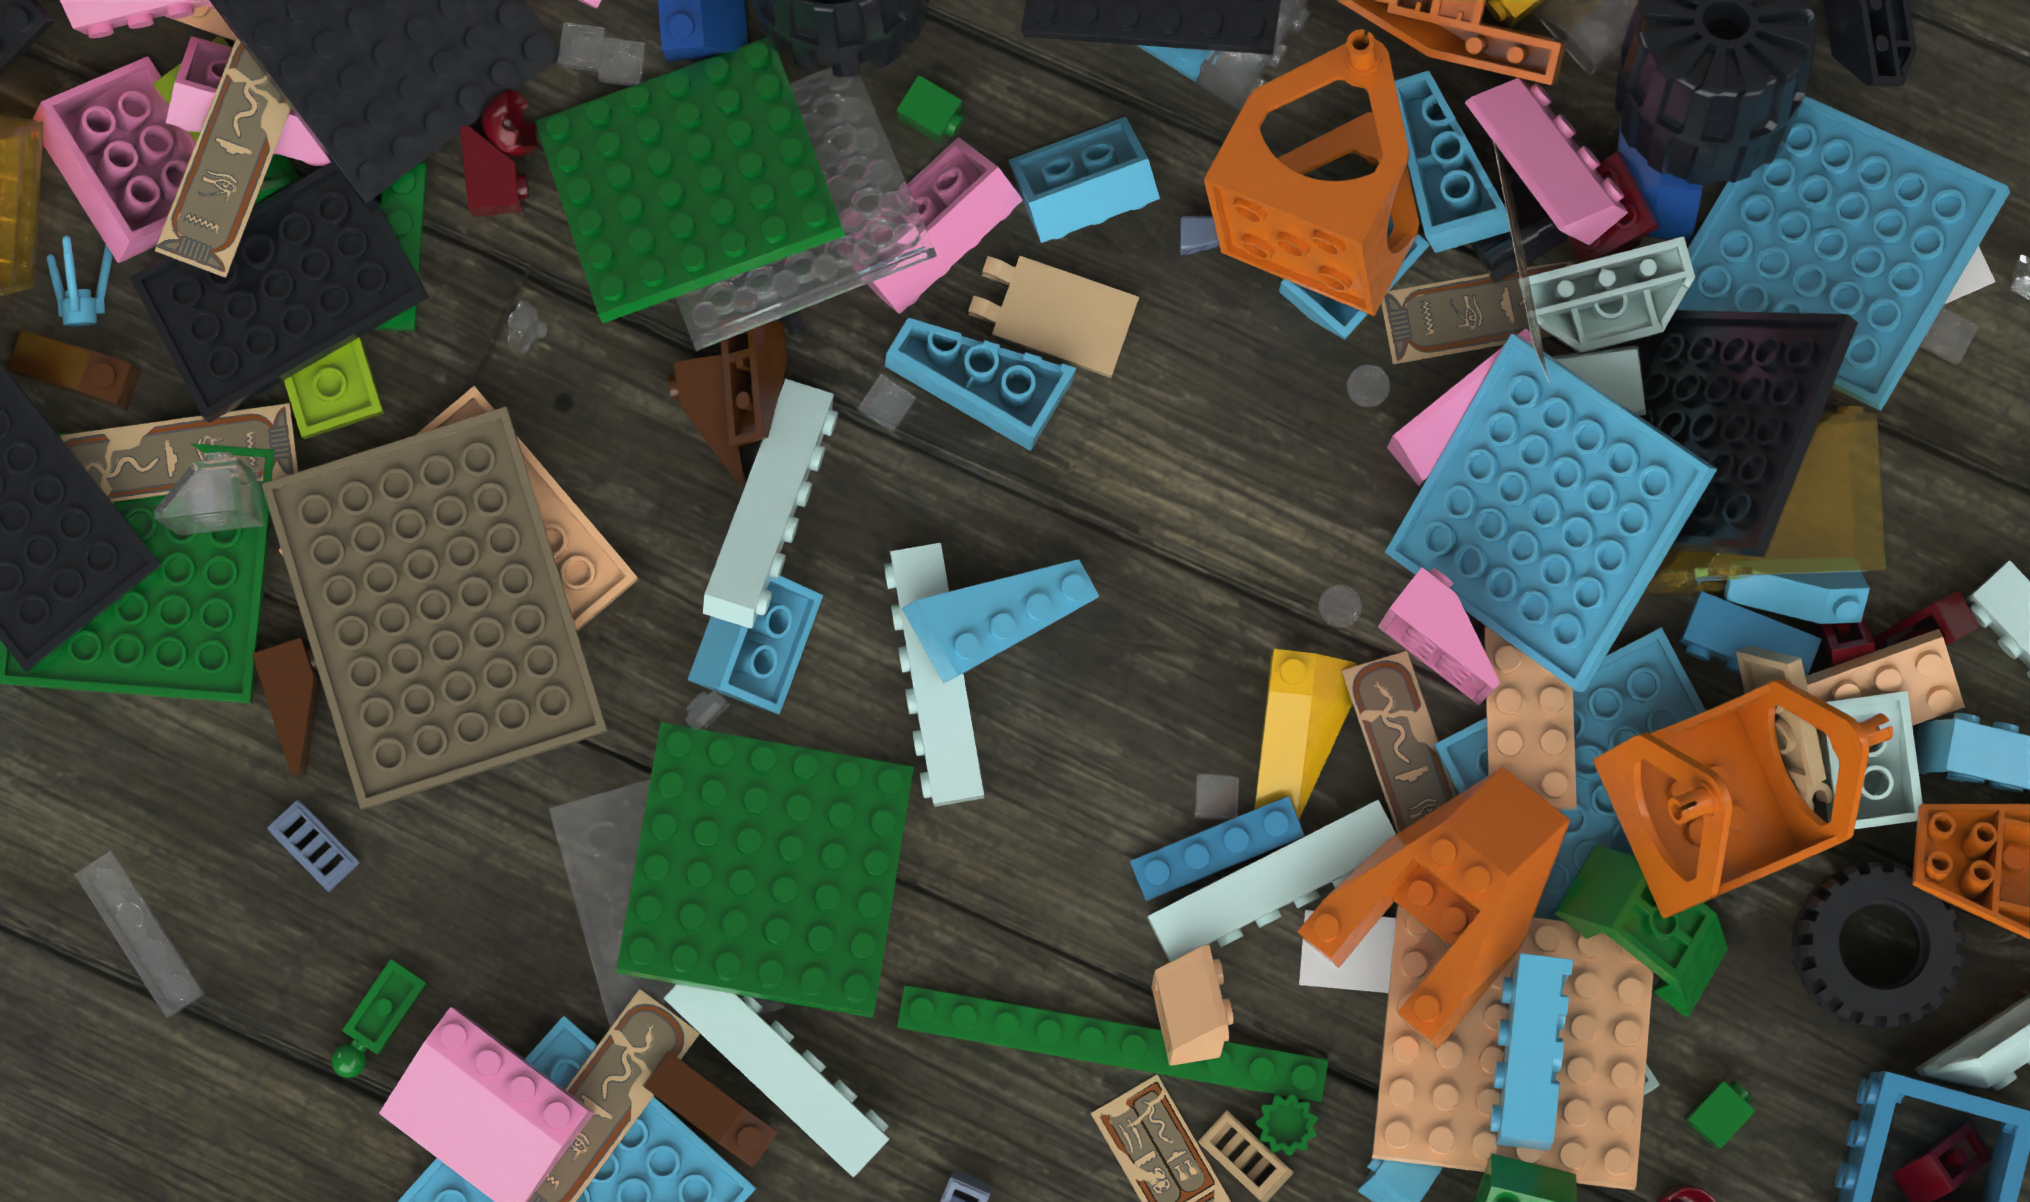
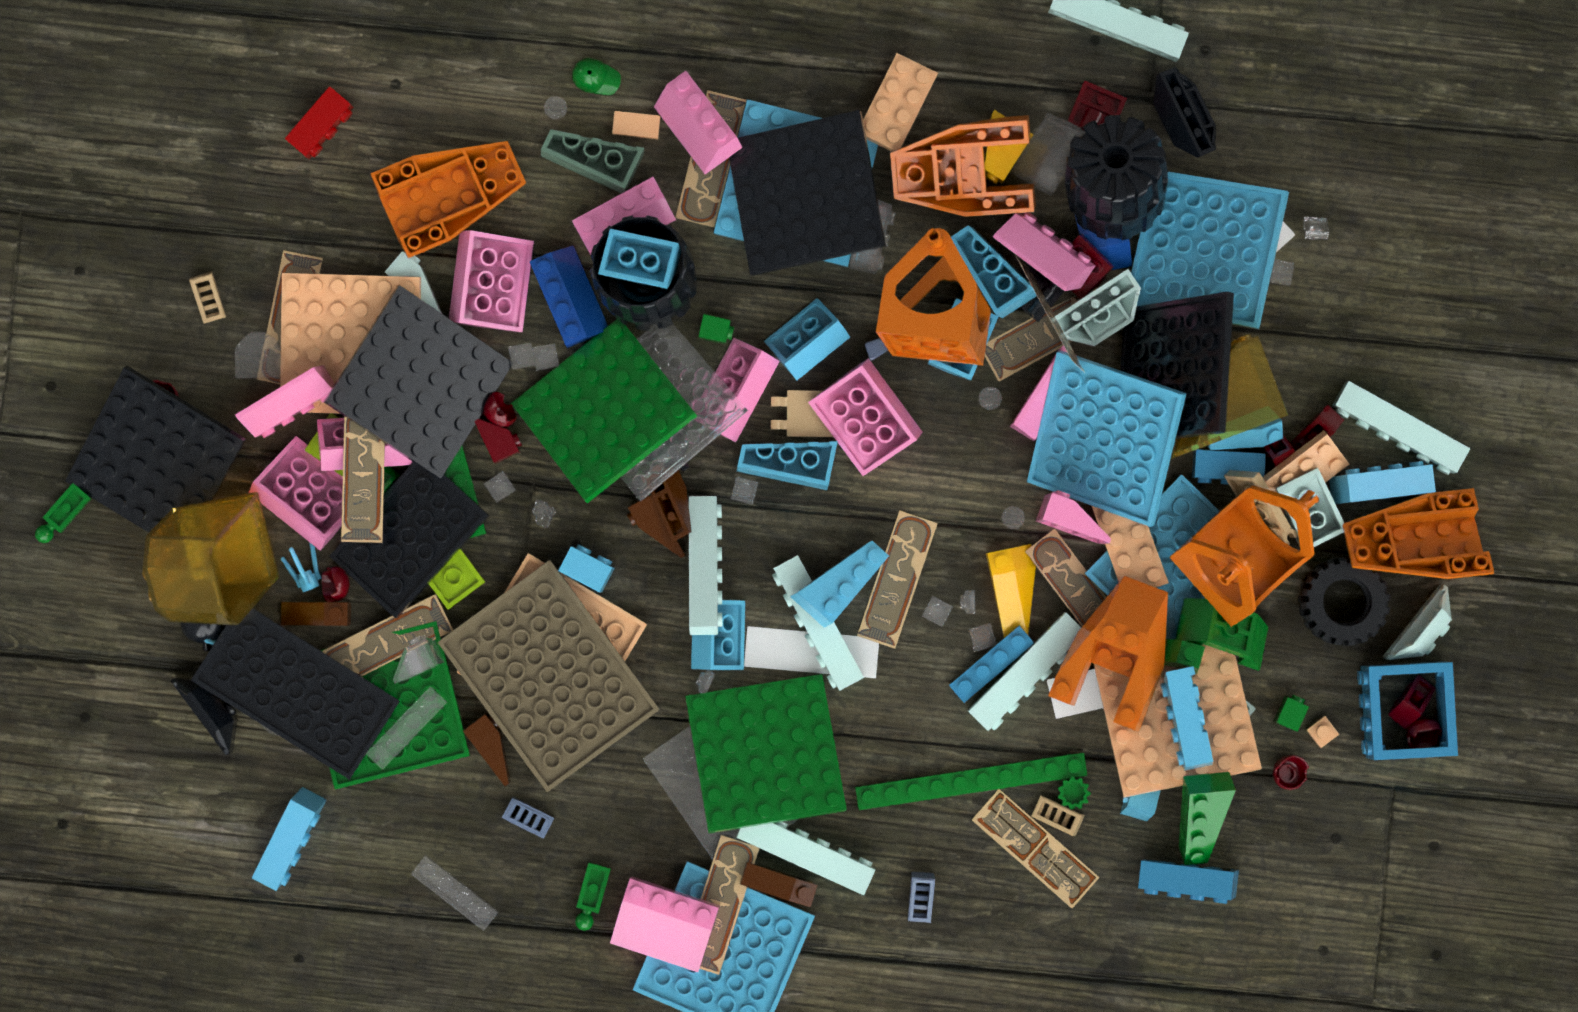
camera: 25 degrees left, 5 degrees up
(123, 328) = (335, 584): none -> dark red hair
(157, 616) = (406, 727): none -> clear plate
(466, 257) = (500, 486): none -> clear plate
(570, 450) = (586, 568): none -> medium azure brick
(875, 713) = (792, 652): none -> white sticker
(1101, 647) = (897, 579): none -> sticker
(1139, 345) = (865, 417): none -> bright pink slope
(1152, 724) = (937, 611): none -> clear plate
(1192, 1007) = (1006, 751): light nougat slope -> none
(1212, 725) = (967, 601): none -> clear plate
(1562, 935) = (1183, 654): none -> green slope
(1613, 372) = (1112, 353): light aqua slope -> none
(1764, 1166) = (1322, 731): none -> light nougat plate

